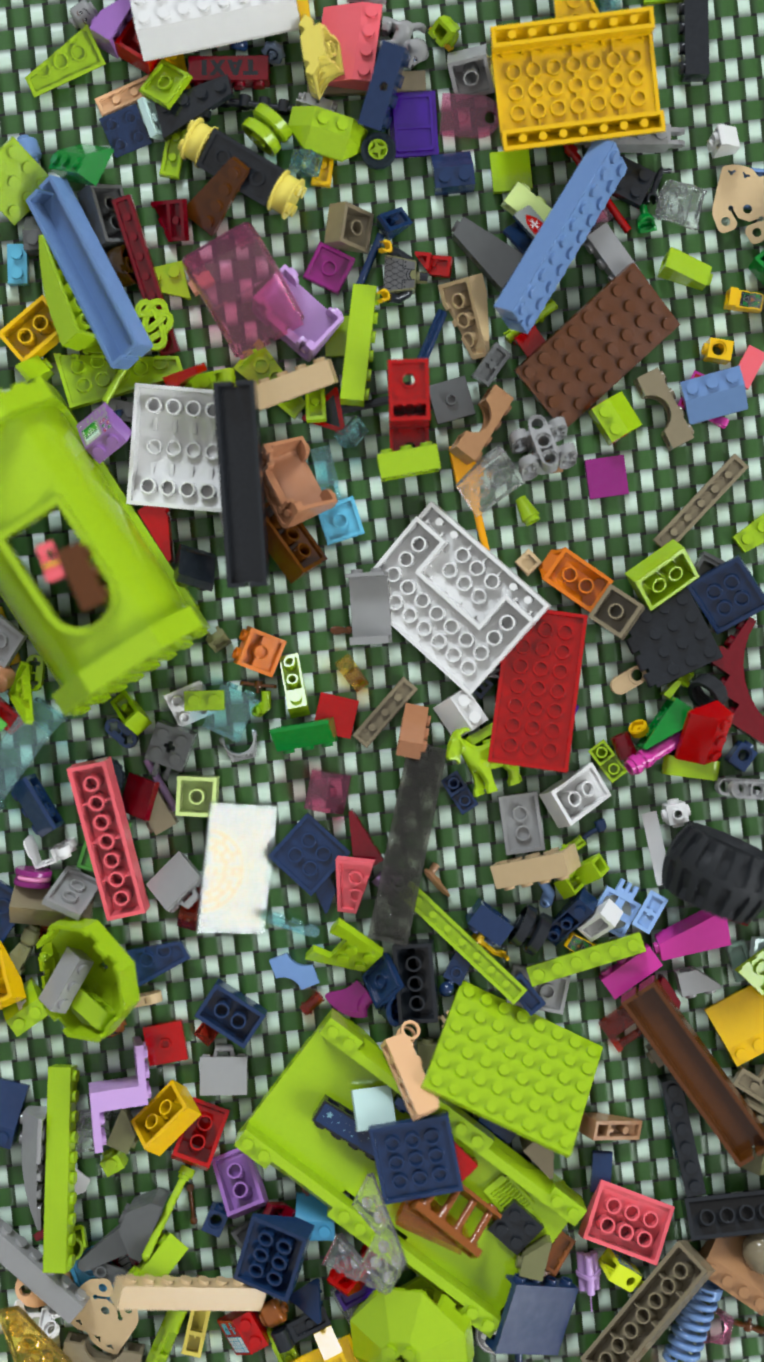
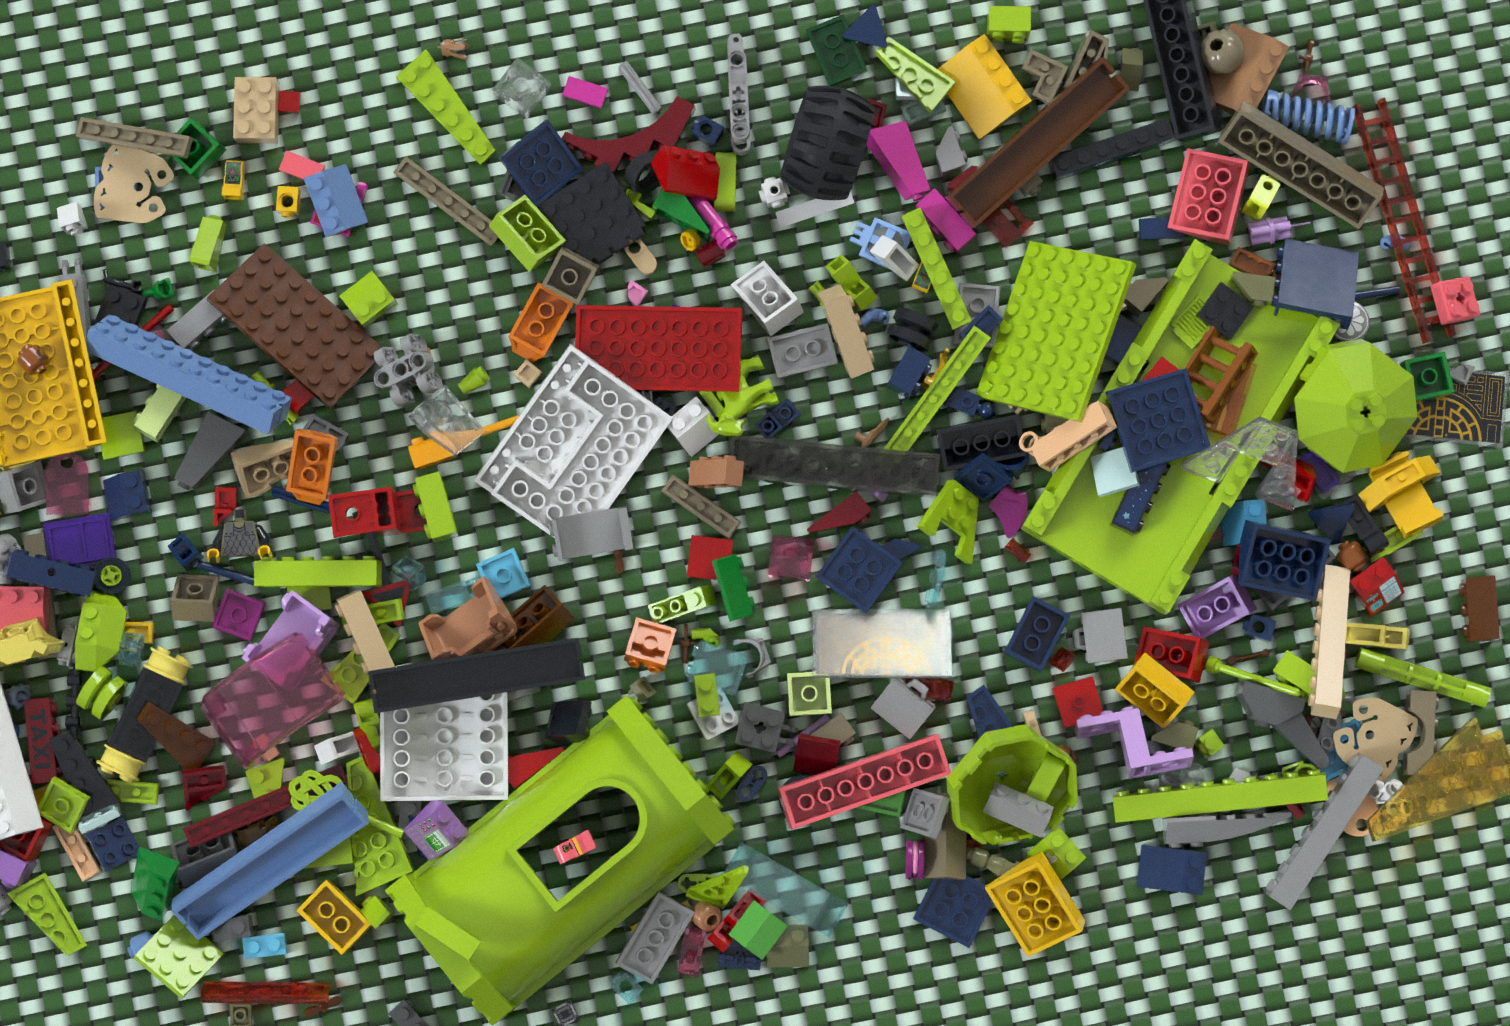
camera: 90 degrees left, 5 degrees down
(37, 805) = (839, 864): dark blue slope -> none
(59, 851) = (881, 831): white piece -> none
(64, 309) = (309, 882): lime wedge -> none
(83, 576) = (586, 812): reddish brown brick -> none
(193, 348) = (336, 748): none -> white slope
(286, 967) = (983, 583): medium blue tile -> none
(351, 672) = (662, 545): clear yellow leg -> none
(351, 881) = (882, 521): coral wing -> none
(451, 400) = (365, 470): dark grey plate -> none
(461, 347) = (311, 465): none -> orange slope
(493, 406) = (368, 425): medium nougat arch -> none
(524, 229) = (182, 413): piece -> none
(572, 915) = (895, 288): dark blue slope -> none
(591, 87) = (33, 359): none -> dark orange head
(593, 672) = (636, 293): none -> bright pink tile
(600, 826) = (797, 268): dark blue hand -> none
(606, 477) = (430, 301): magenta tile -> none
(607, 761) = (728, 268): lime slope -> none
(610, 1127) = (1112, 223): medium nougat slope -> none
(650, 911) = (880, 207): light blue hinge -> none
(653, 386) = (331, 263): dark tan arch -> none
(680, 204) = (140, 256): clear slope -> none

